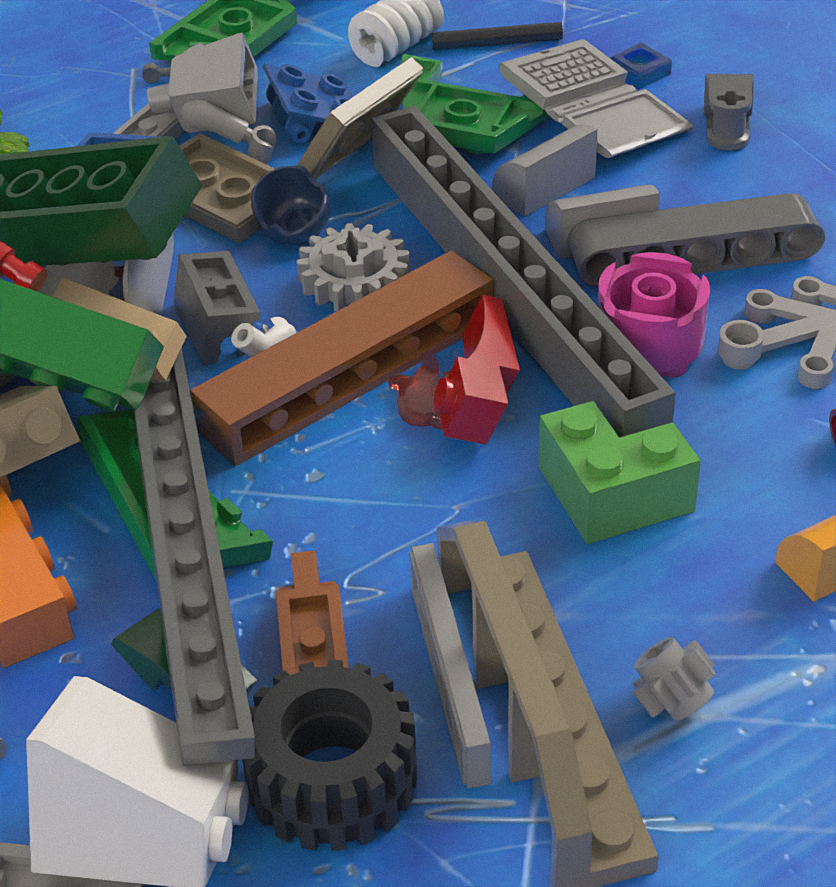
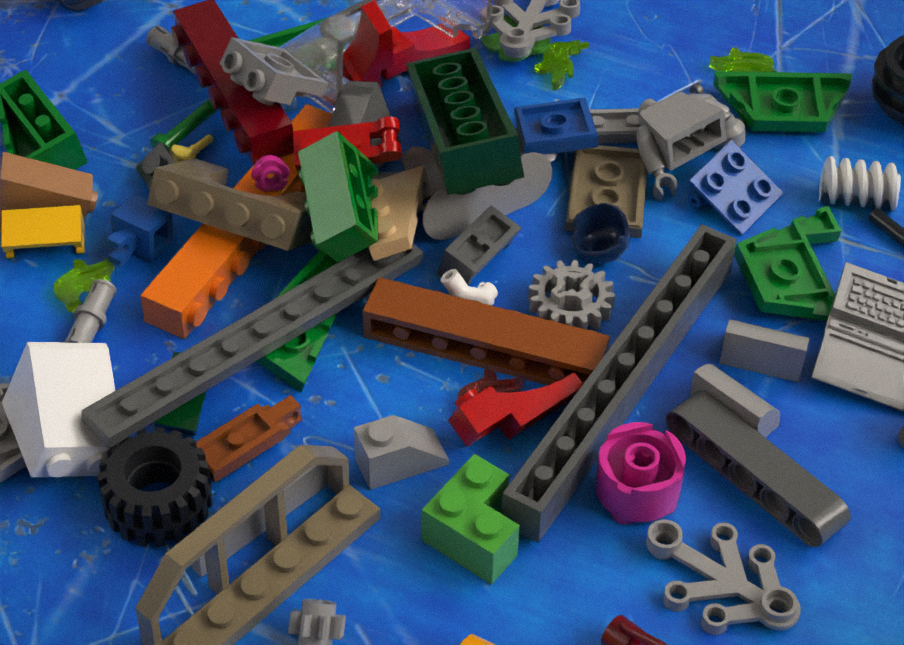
camera: 55 degrees right, 5 degrees up
(146, 30) = (742, 62): none -> clear neon green piece
(350, 123) = (685, 217): dark tan tile -> none
(449, 495) = (396, 450): none -> light grey slope

